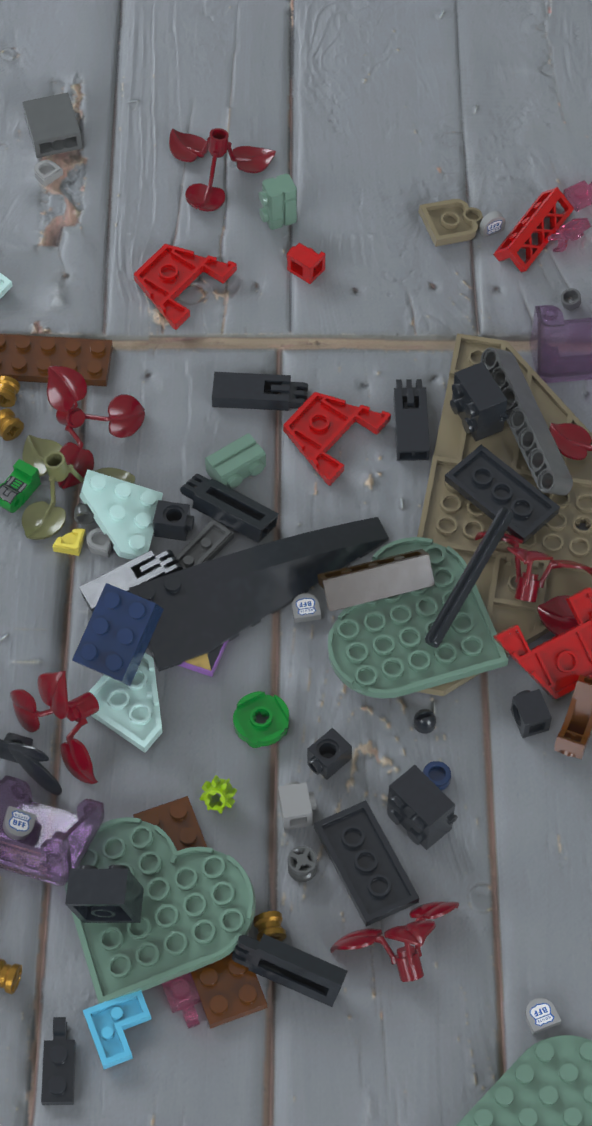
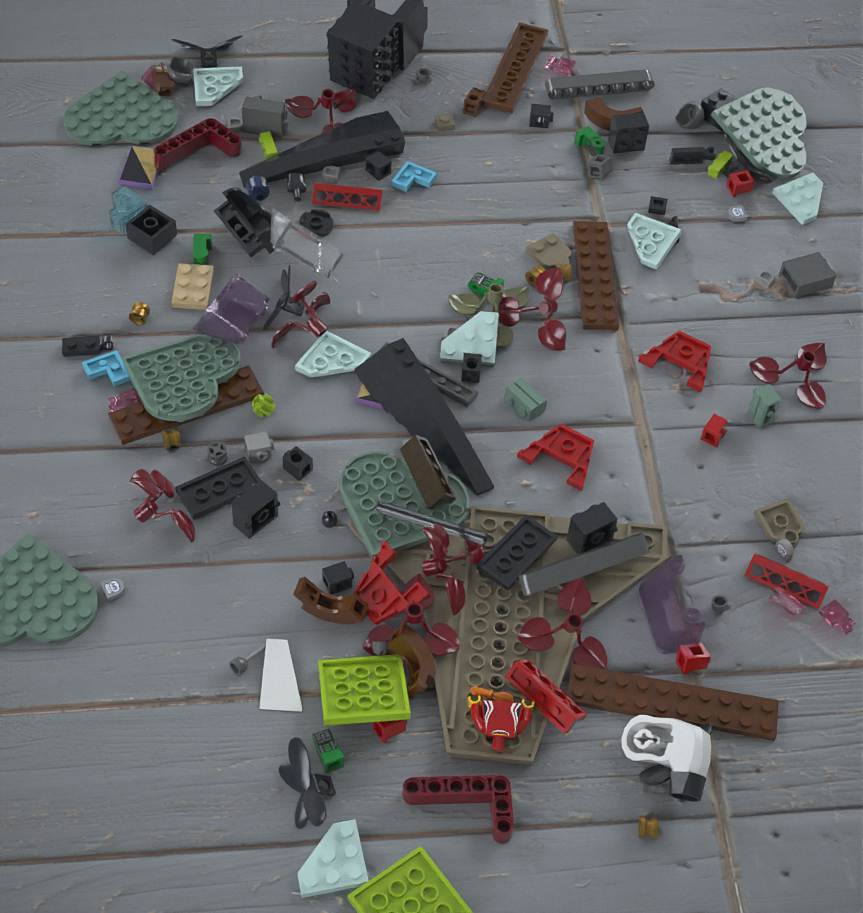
camera: 80 degrees right, 5 degrees down
(18, 823) = (236, 306): light grey tile -> none
(70, 543) = (450, 319): light yellow tile -> none
(104, 895) = (181, 341): black brick -> none
(118, 634) = (366, 334): dark blue piece -> none
(131, 574) = (422, 348): hinge -> none
(230, 507) = (481, 406): black hinge -> none
(248, 390) = (590, 399): black hinge -> none
(261, 734) = (319, 435): green plate -> none
(290, 967) = (140, 445): black hinge -> none
(411, 424) = (568, 502): black hinge -> none
(438, 773) = (287, 527): dark blue tile -> none

